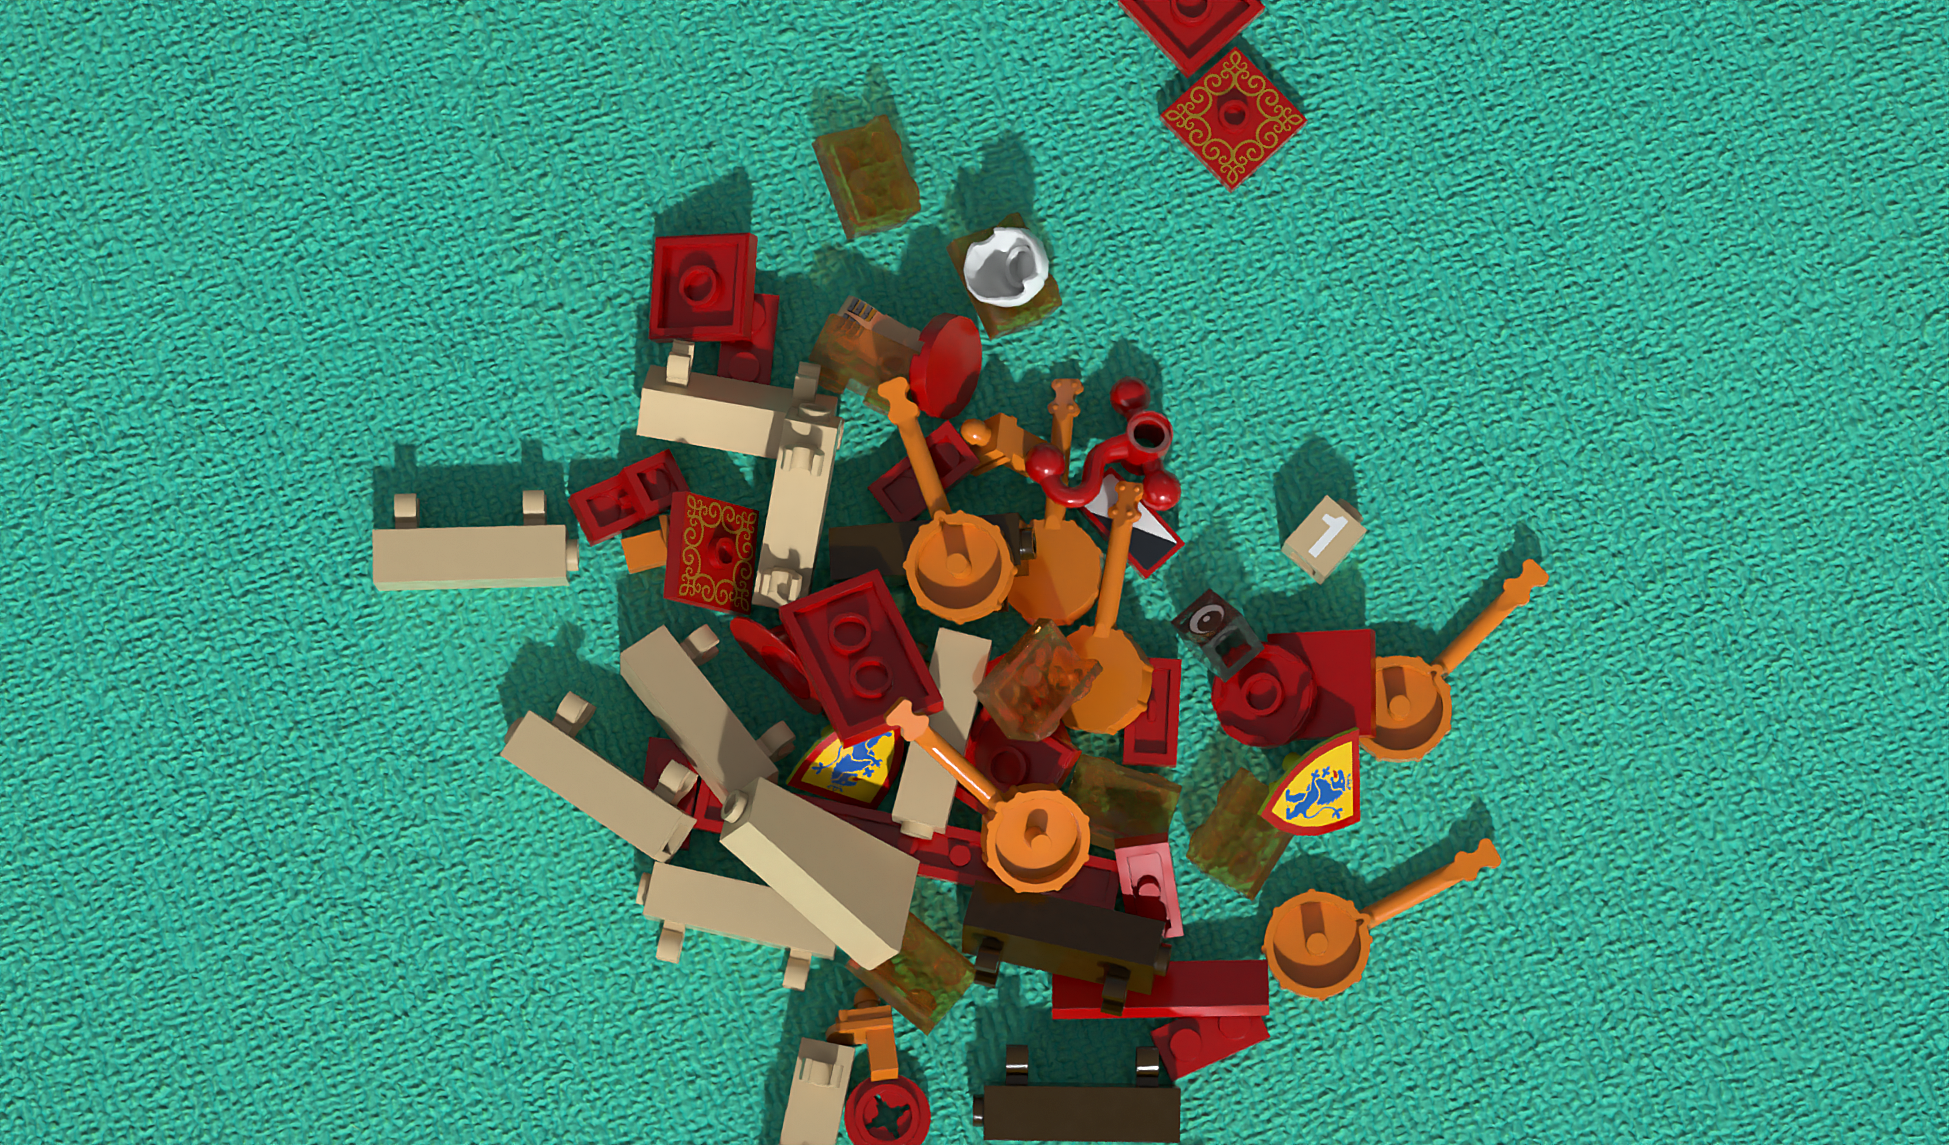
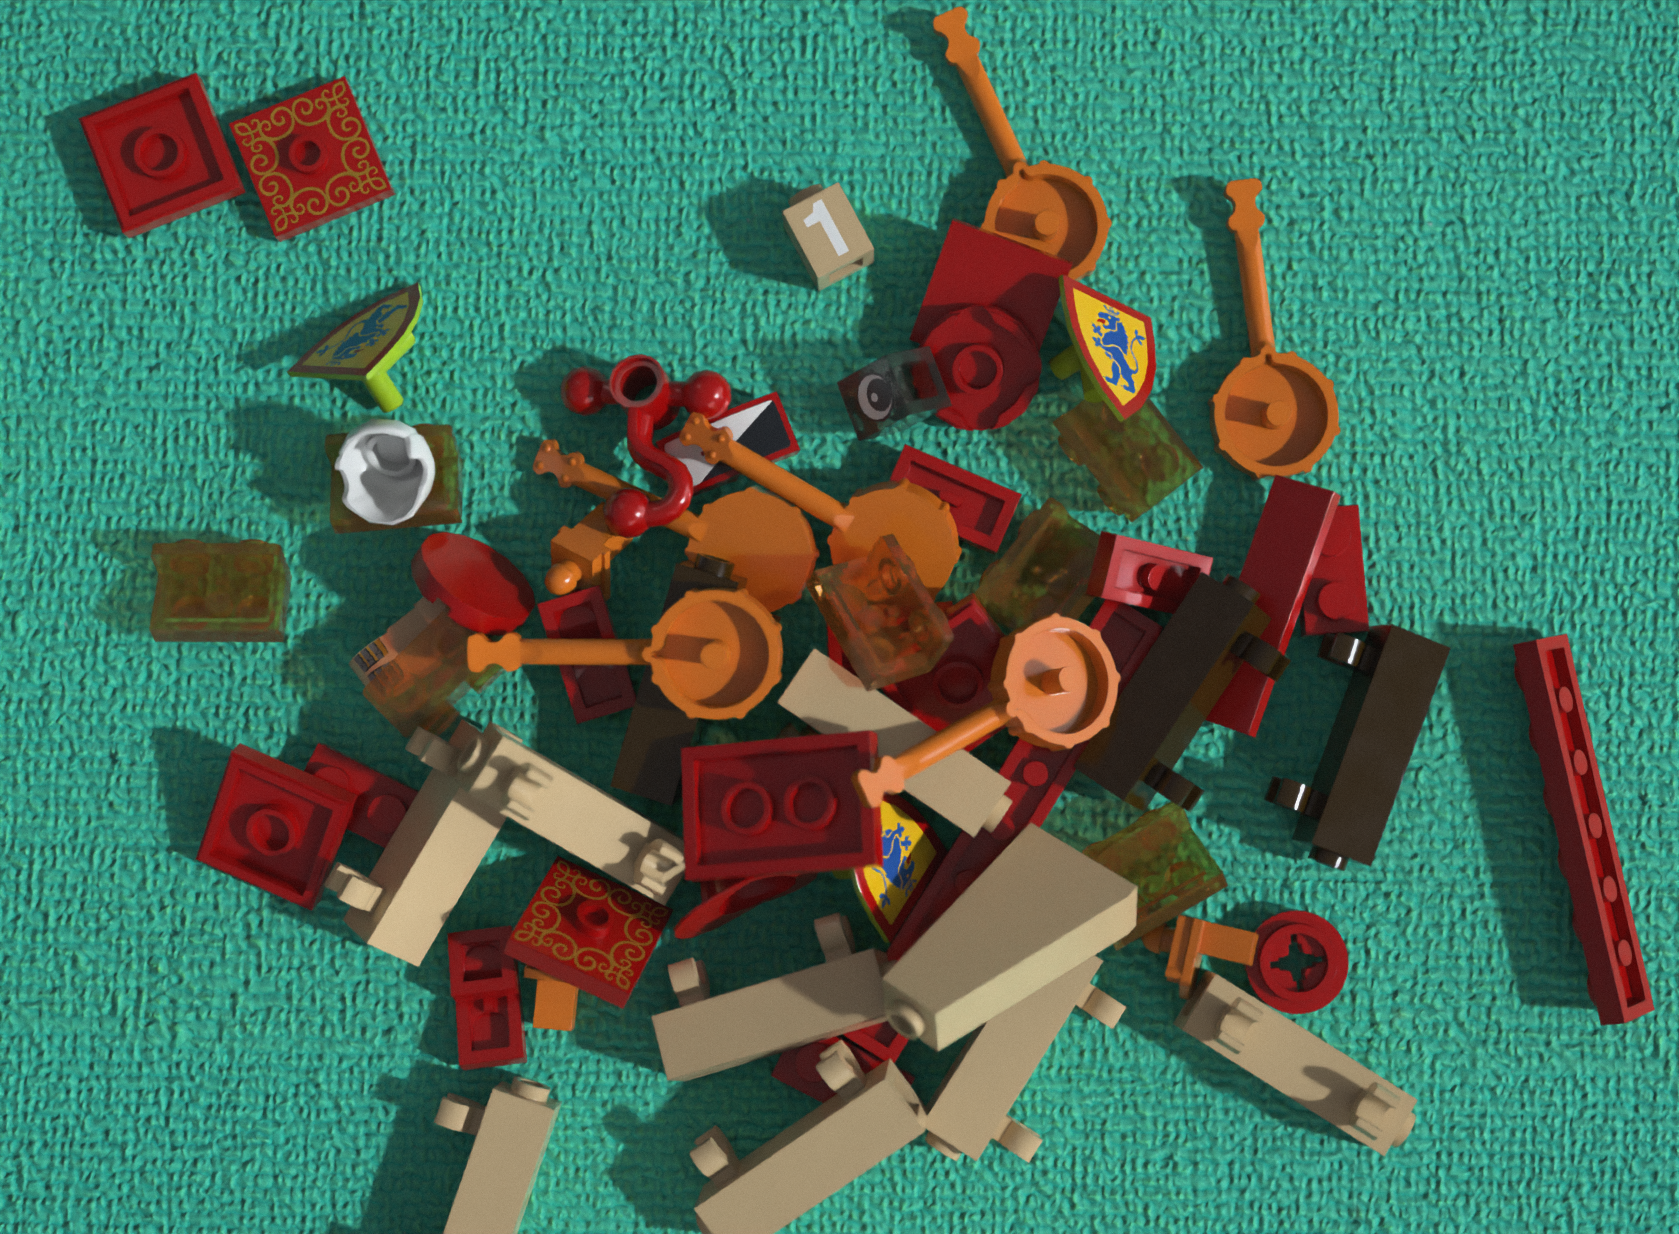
camera: 65 degrees left, 5 degrees up
(1101, 217) = (368, 346): none -> shield

